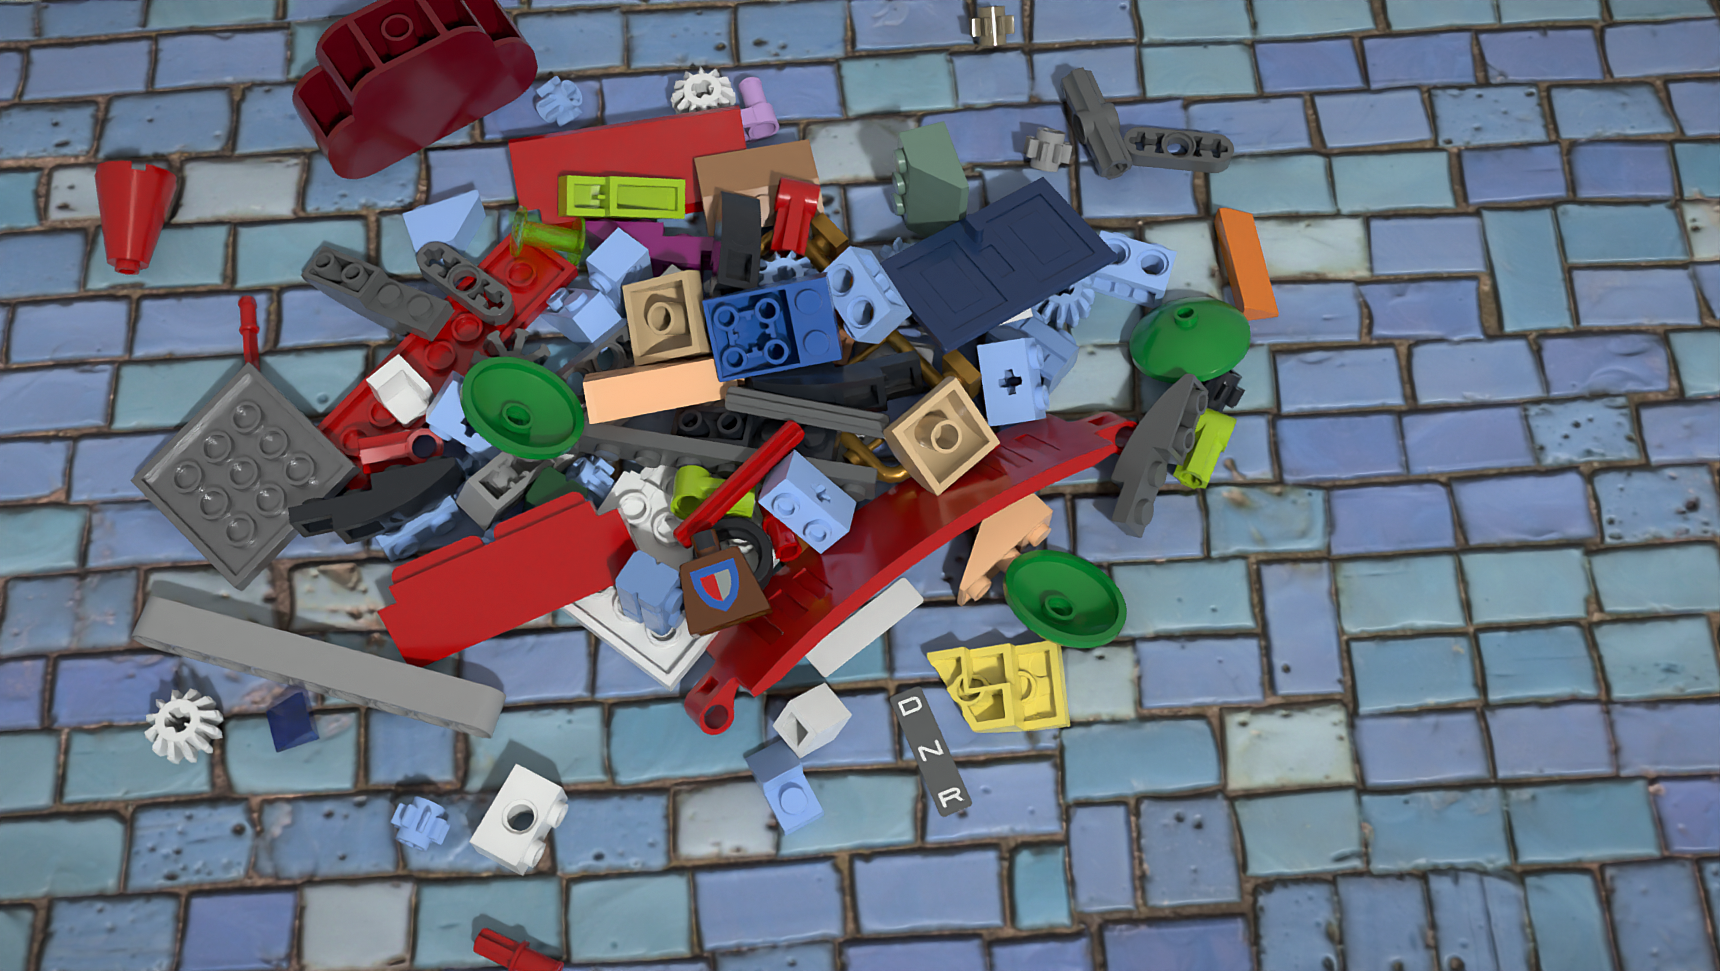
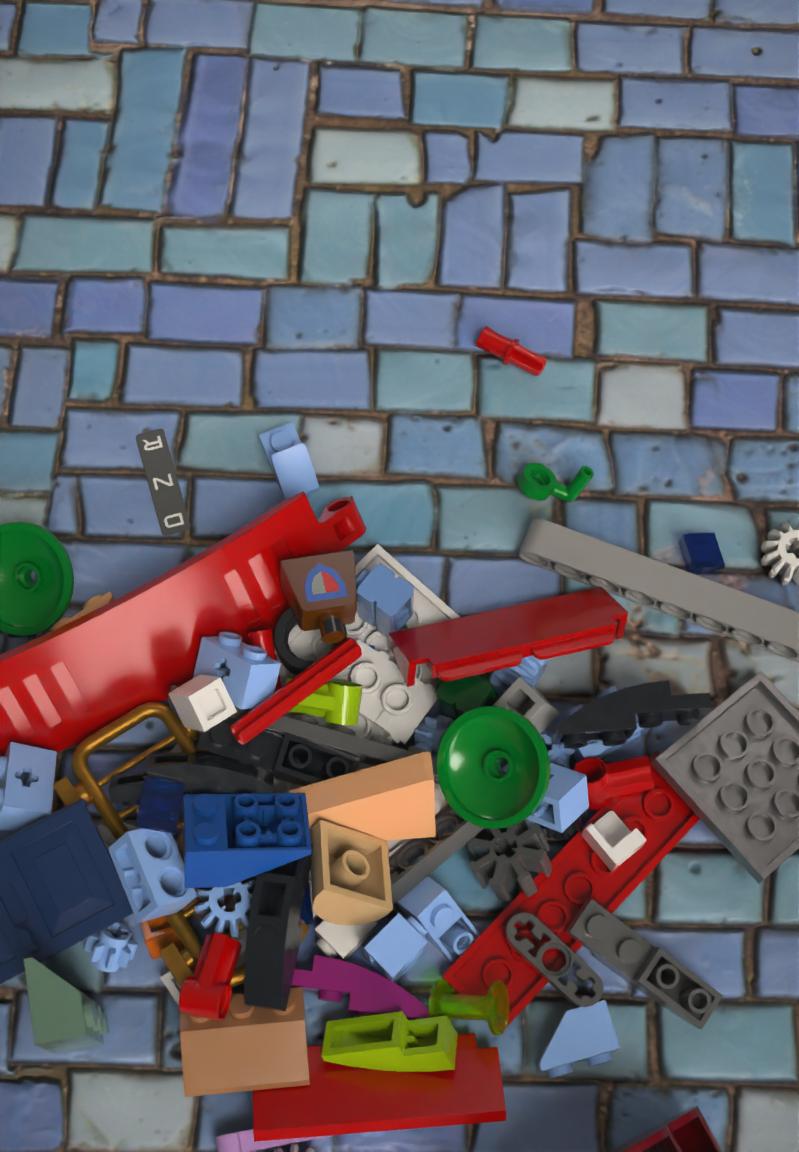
camera: 175 degrees left, 5 degrees up
(249, 329) = (772, 948): red piece -> none
(420, 823) = (589, 451): light blue gear -> none
(471, 783) = (539, 483): none -> green plate
(520, 794) = (502, 469): white brick -> none
(806, 412) = (225, 751): dark grey axle -> none
(812, 720) = (255, 497): white brick -> none
(838, 459) = (202, 702): none -> white panel
(864, 345) = (160, 805): none -> clear blue slope
(940, 436) = (103, 713): tan brick -> none
(1006, 686) = (93, 520): light yellow slope -> none

